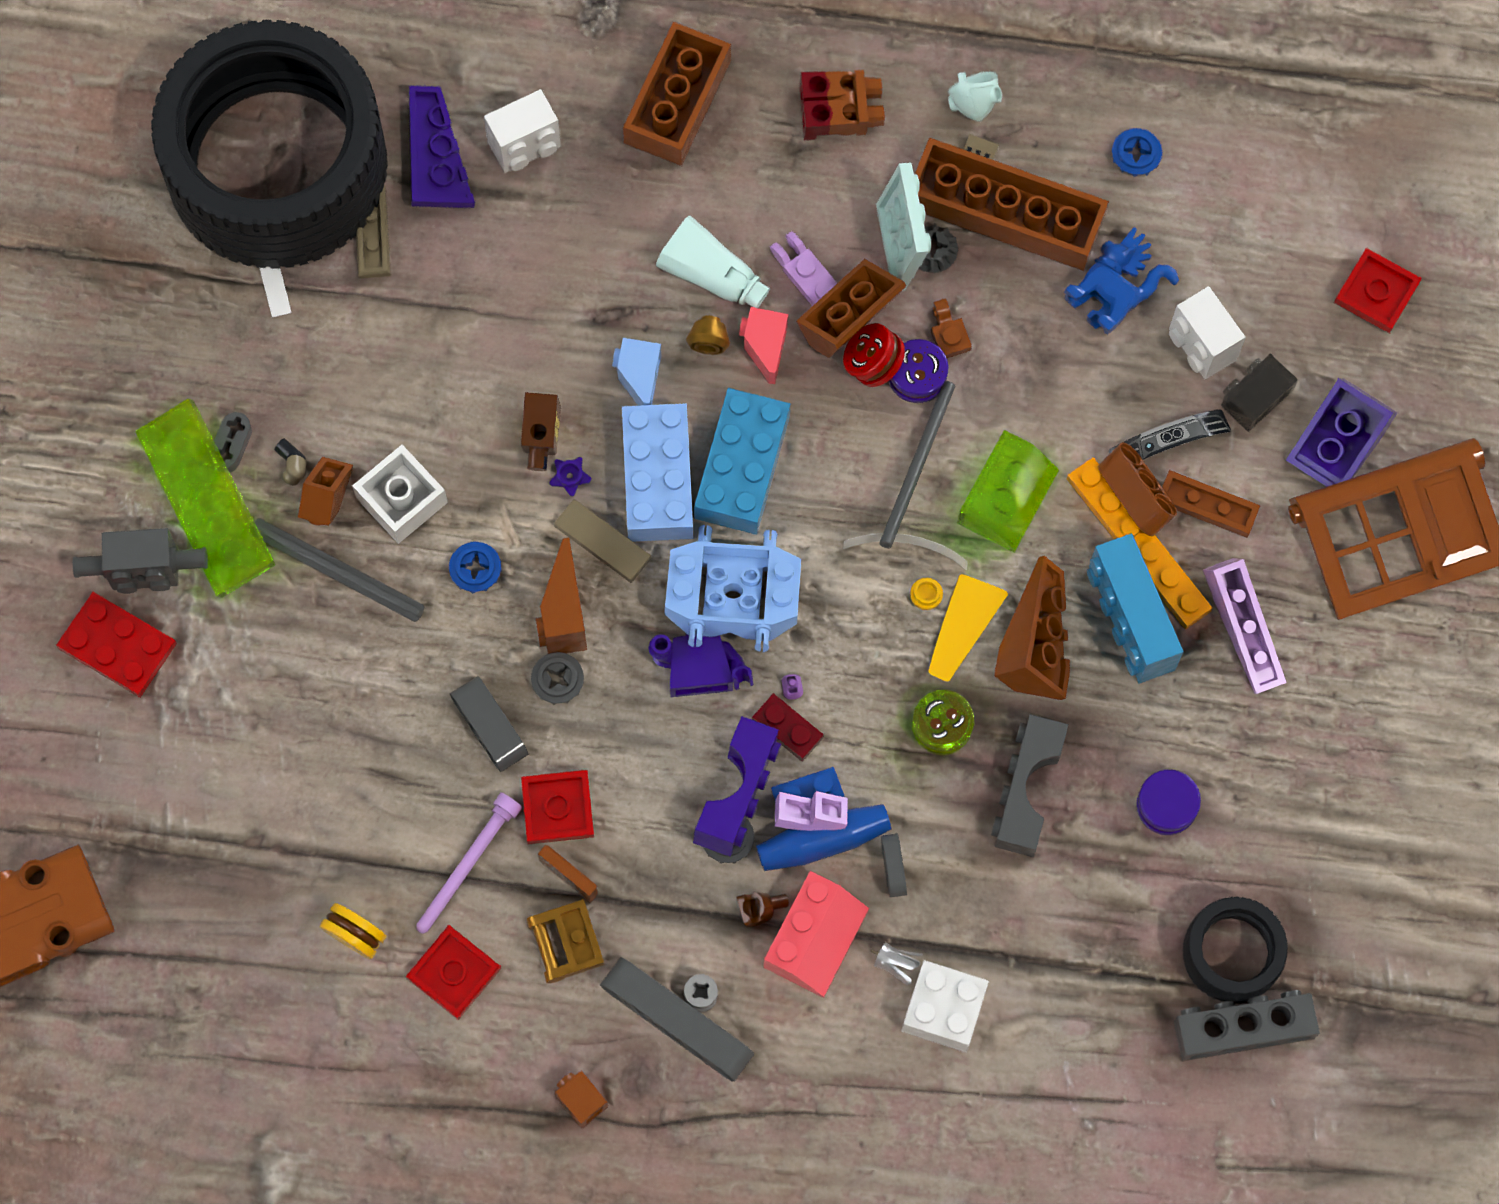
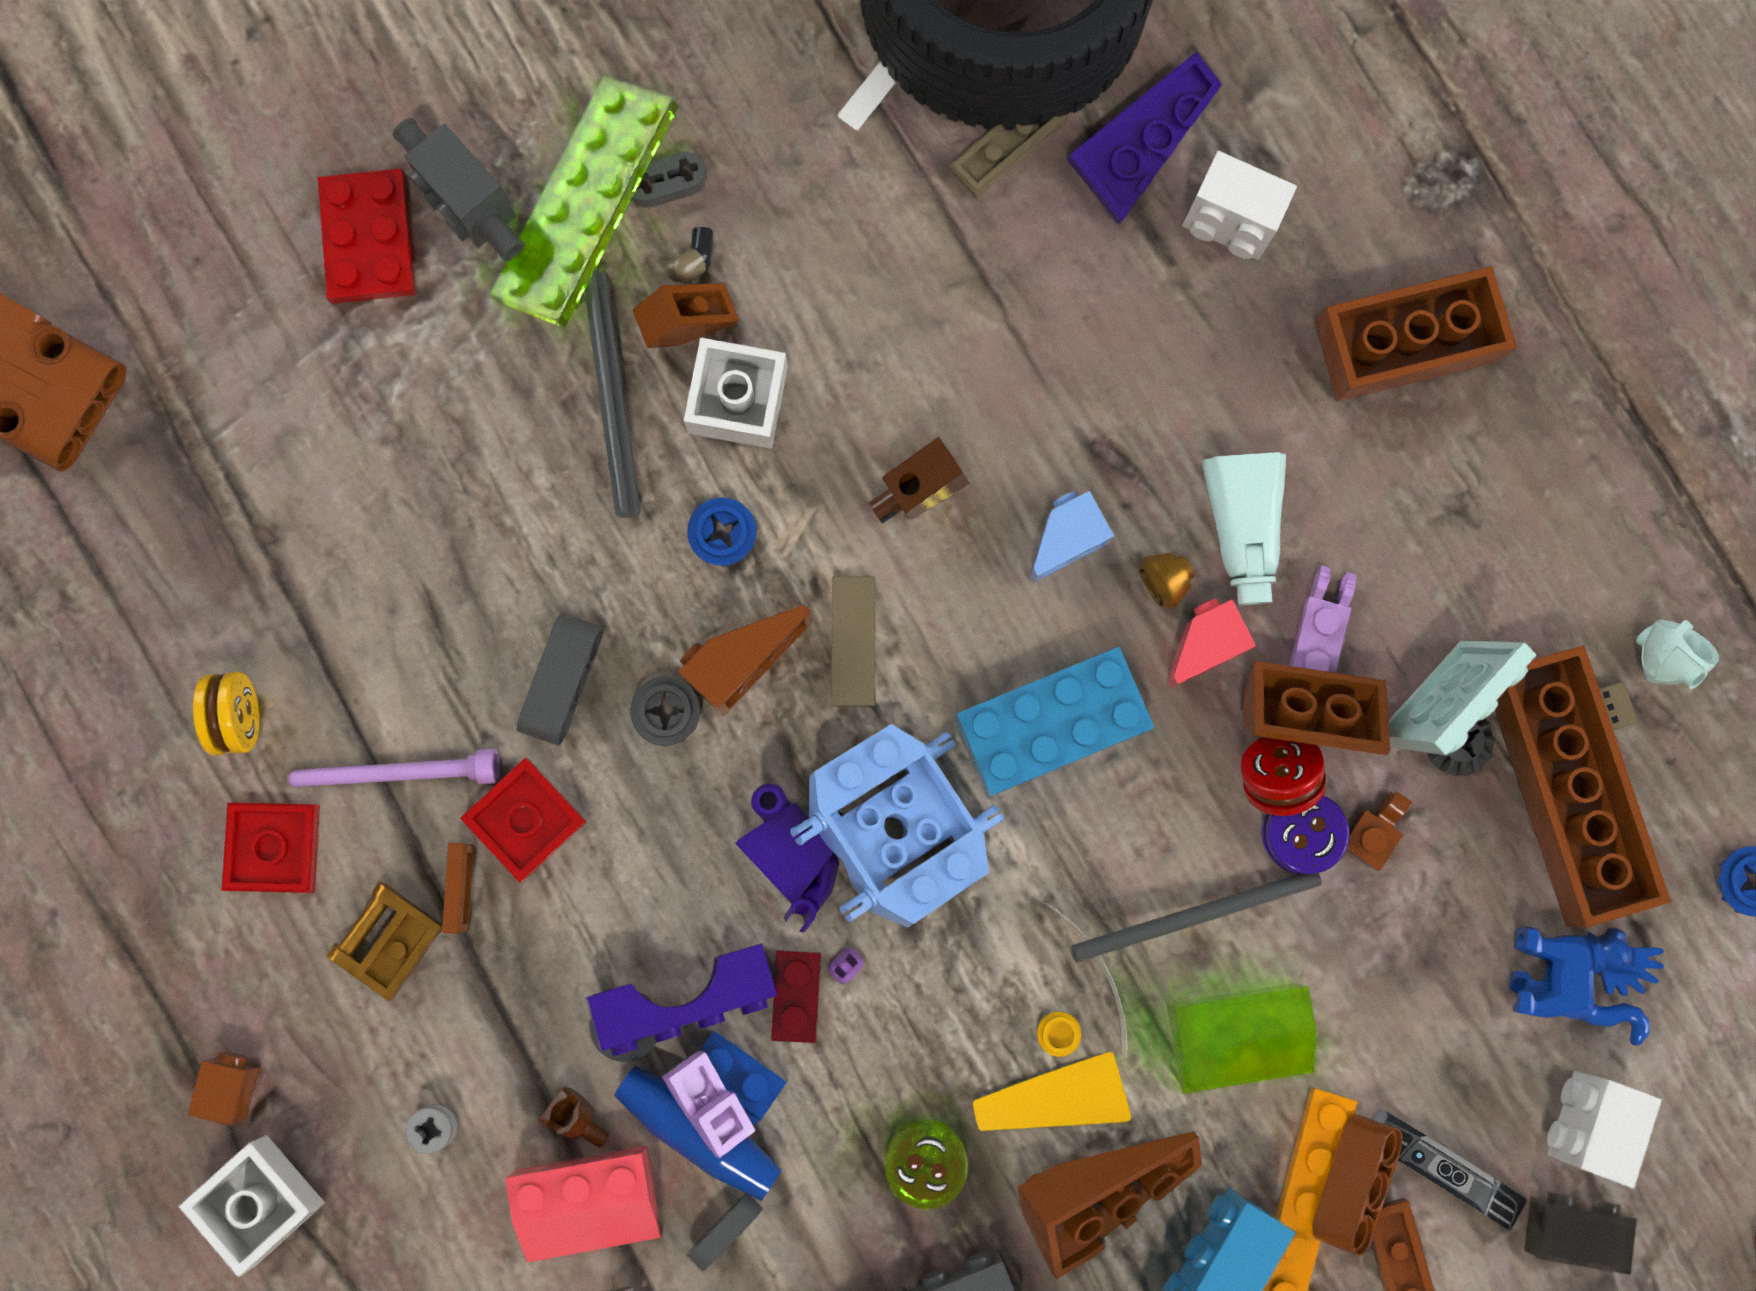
camera: 50 degrees right, 10 degrees up
(563, 469) = (900, 539): dark purple plate -> none
(657, 472) = (970, 641): light blue brick -> none
(664, 1125) = (251, 1205): none -> white brick
(677, 1019) = (382, 1118): dark grey beam -> none
(838, 103) = (1543, 513): dark orange hips -> none

